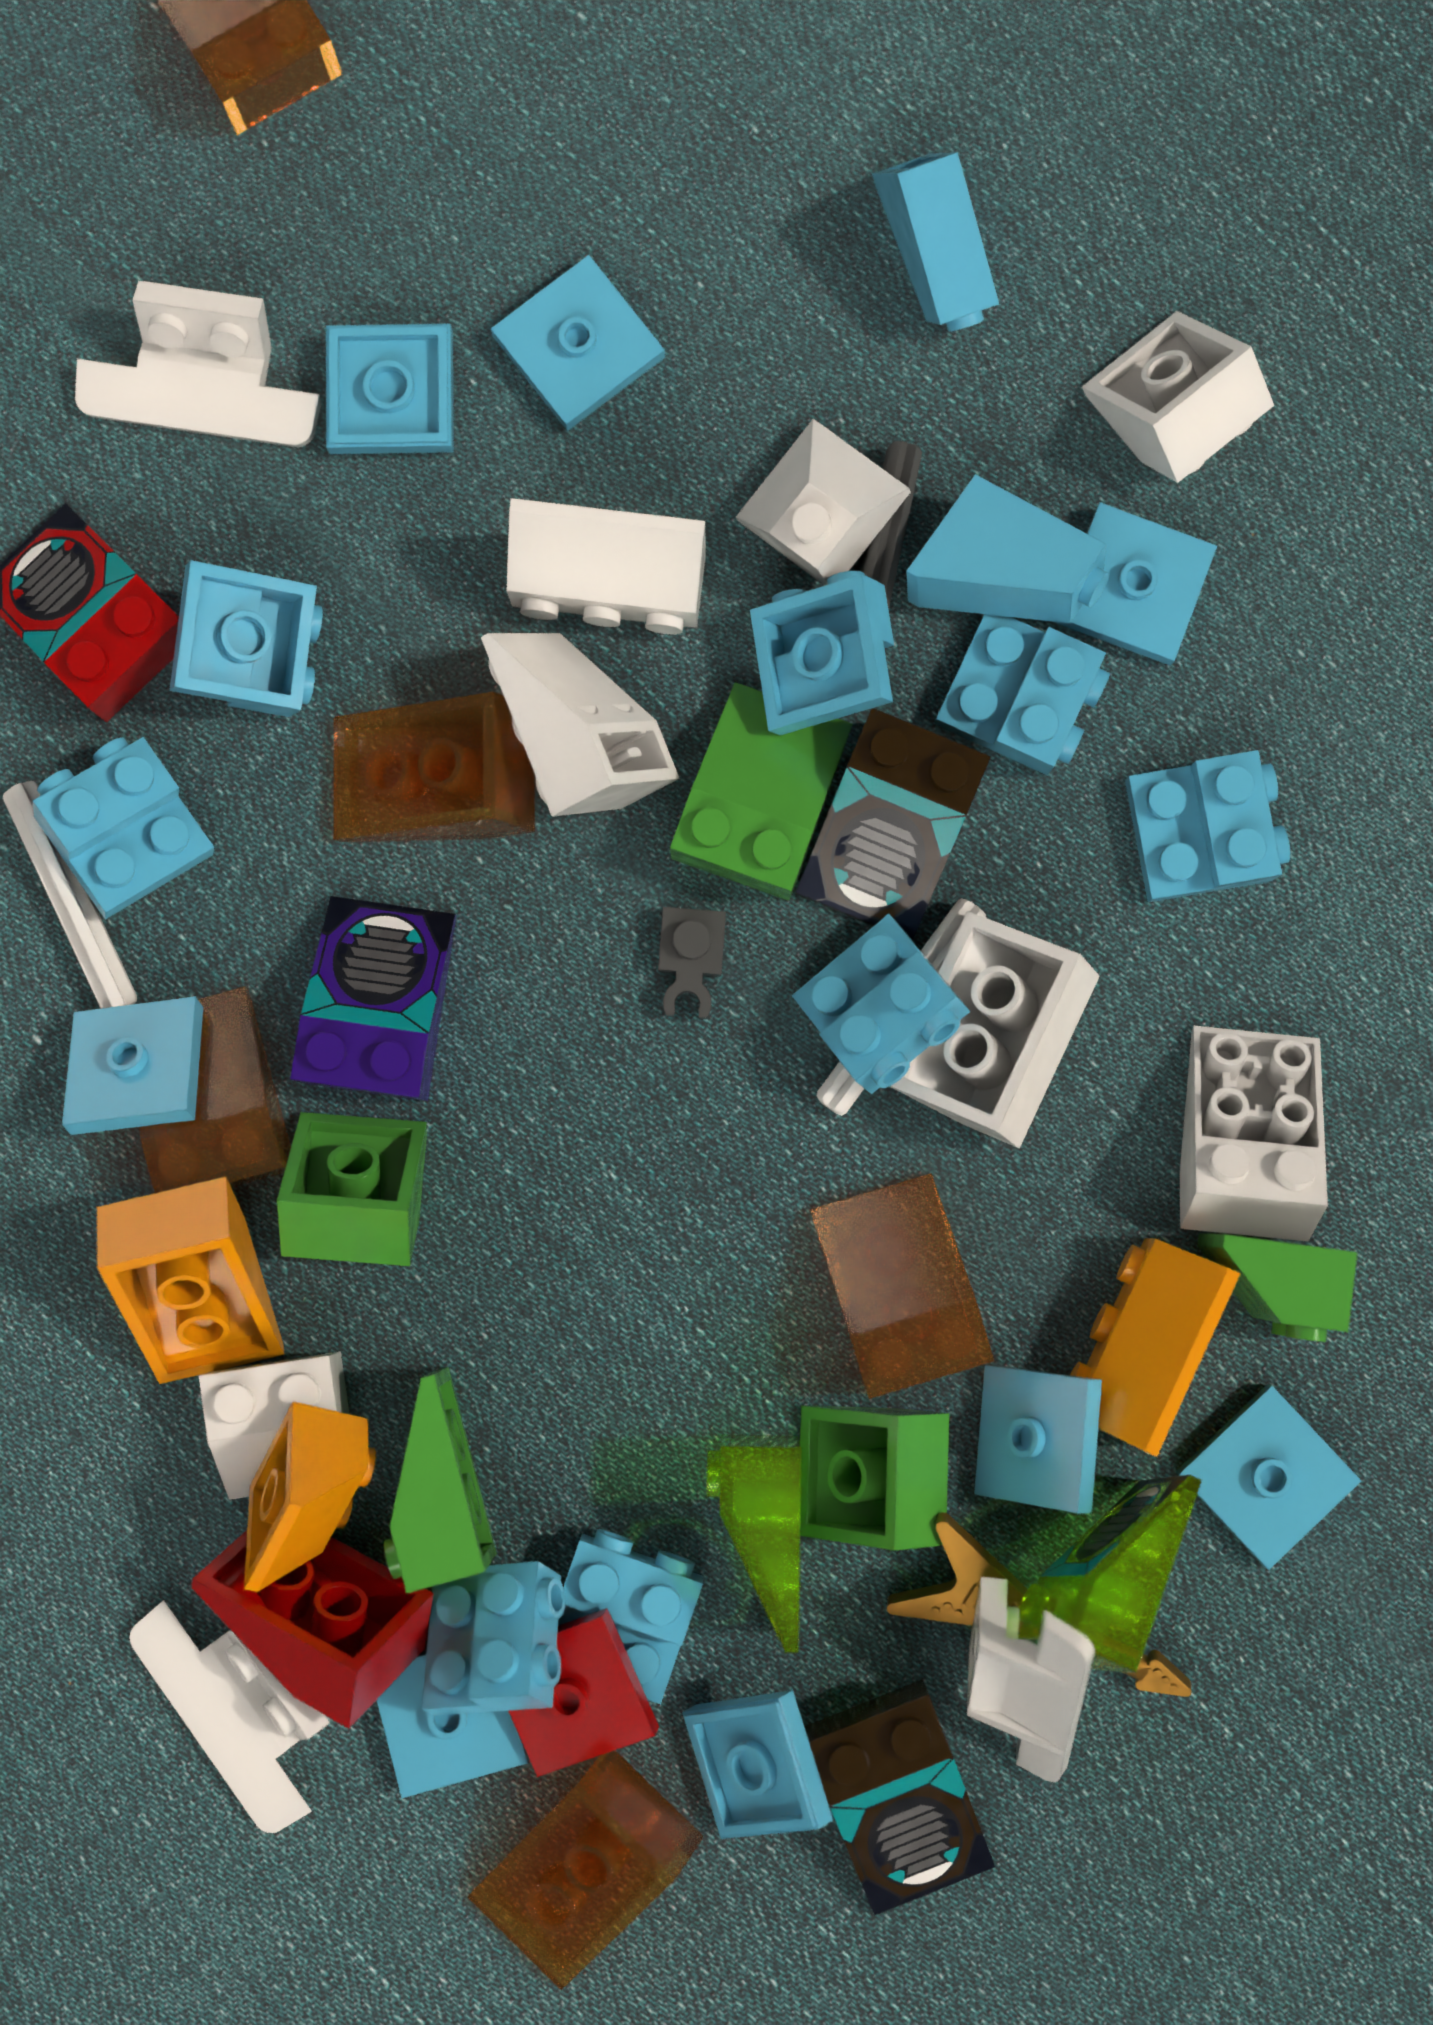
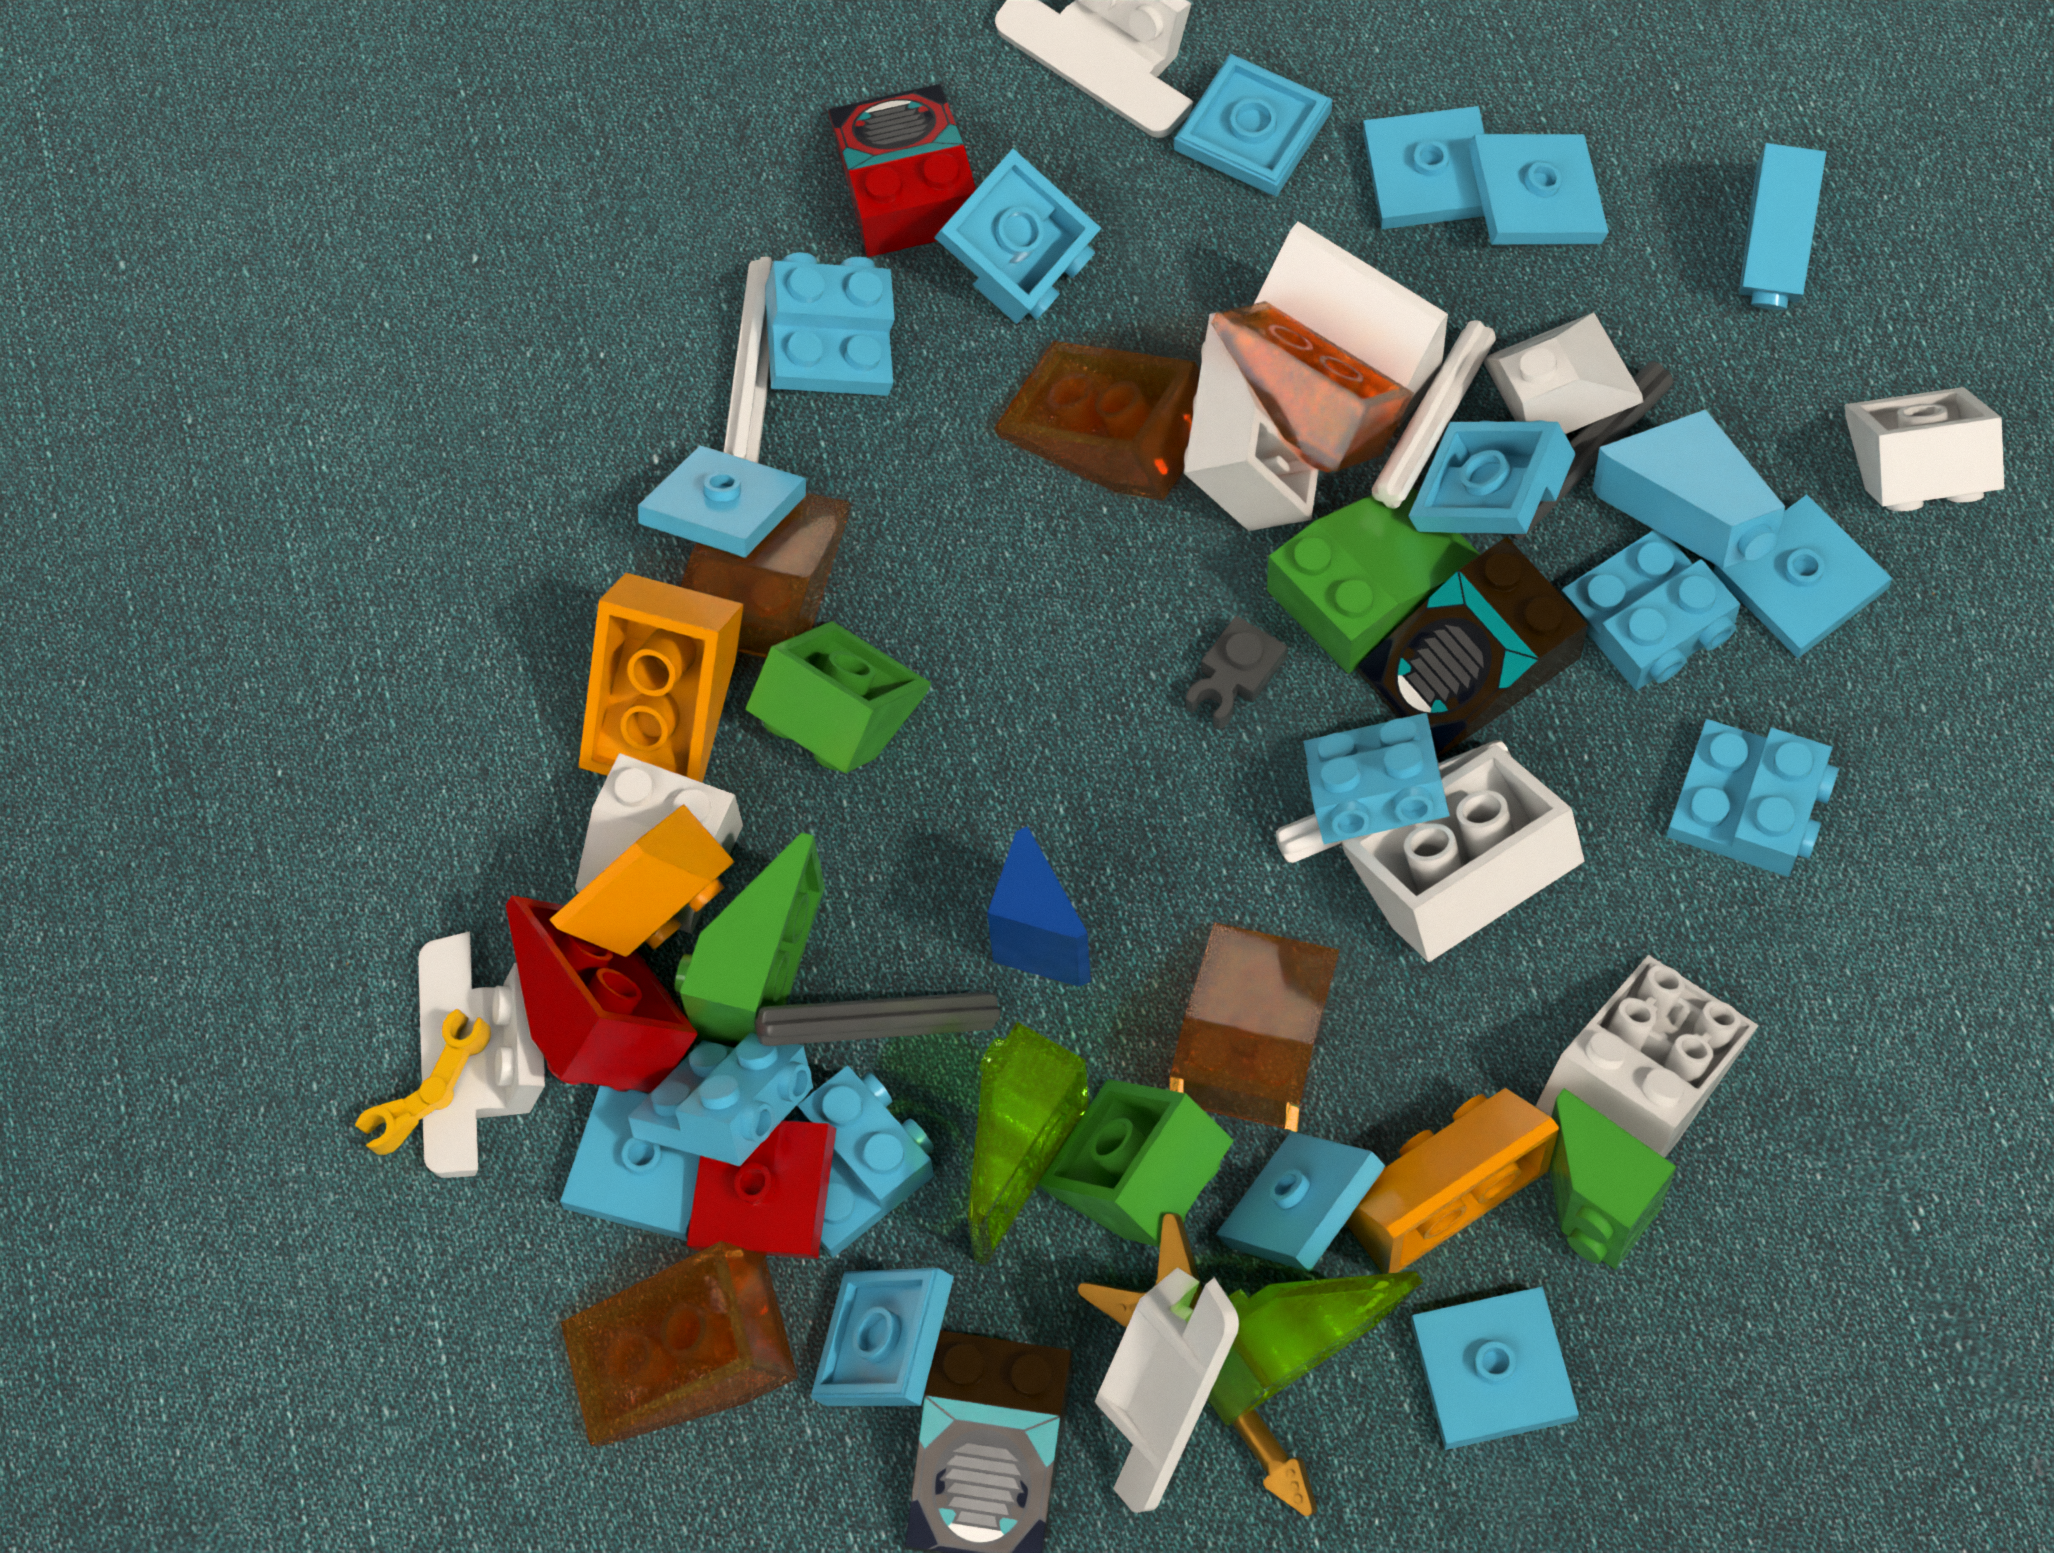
camera: 35 degrees right, 20 degrees down
(230, 1764) = (434, 1093): none -> yellow piece
(375, 999) = (945, 566): slope -> none
(581, 1491) = (876, 1018): none -> dark grey axle
(610, 654) = (1313, 388): none -> clear orange slope
(661, 1314) = (1034, 920): none -> blue slope
(692, 315) = (1538, 189): none -> medium azure plate
(728, 607) = (1433, 414): none -> white axle

